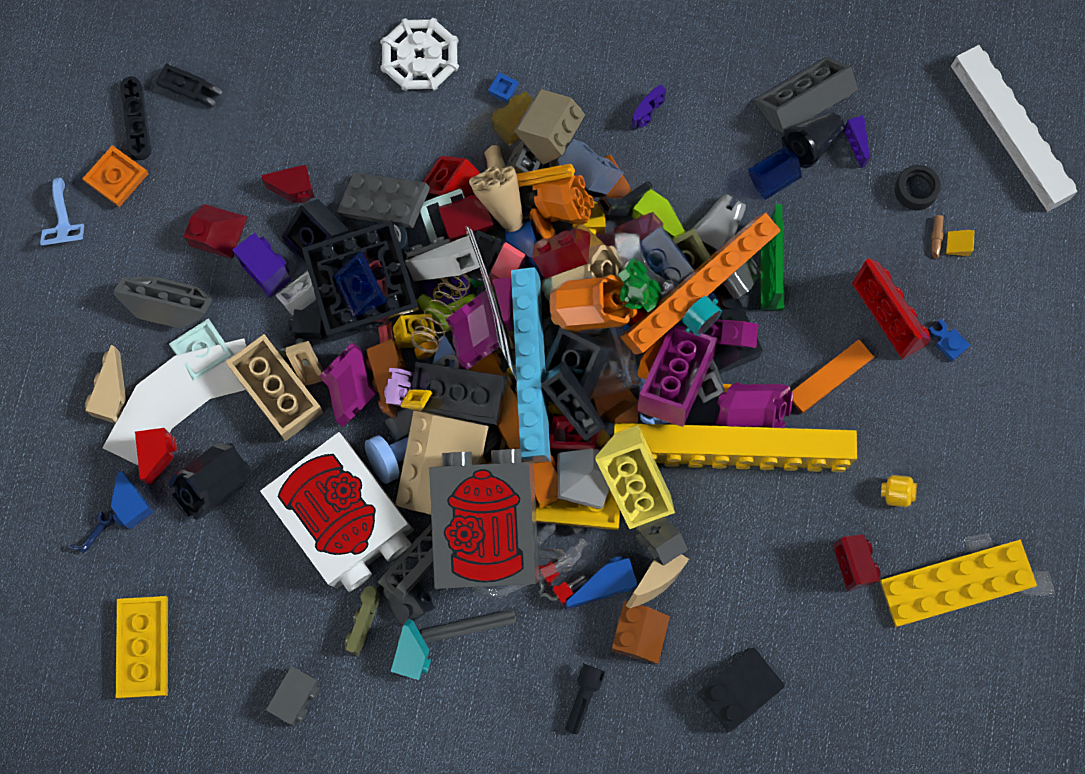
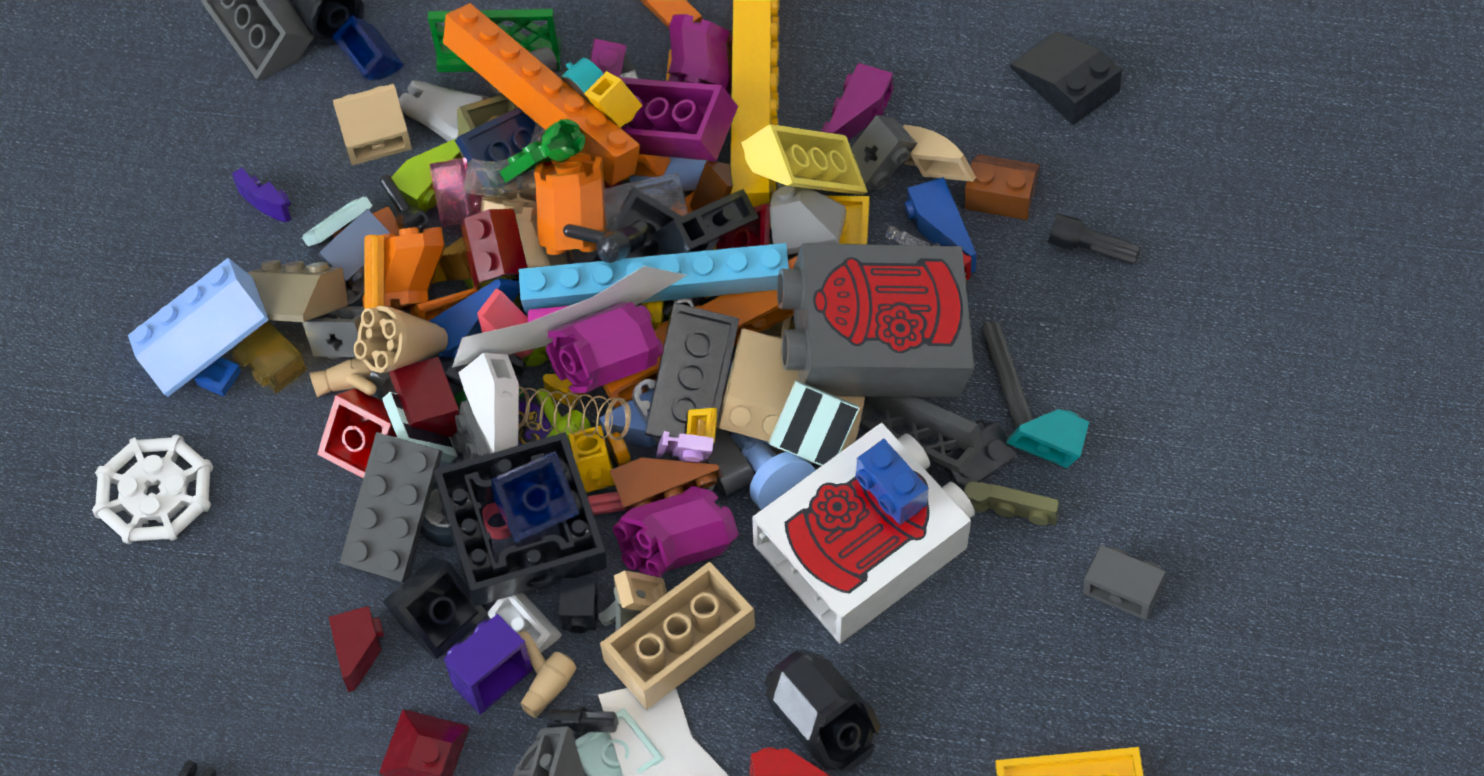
camera: 85 degrees left, 15 degrees down
(222, 326) = (584, 720): none -> black axle
(258, 307) = (550, 678): none -> tan piece
(350, 526) = (891, 481): none -> blue brick
(409, 476) = (813, 424): none -> tile
(528, 69) = (198, 326): none -> light blue slope
(547, 334) = (612, 245): none -> black piece
(618, 156) = (336, 221): none -> light aqua tile
(681, 332) = (613, 99): none -> yellow brick
(701, 176) = (372, 124): none -> tan slope
(716, 529) = (863, 98): none -> magenta slope

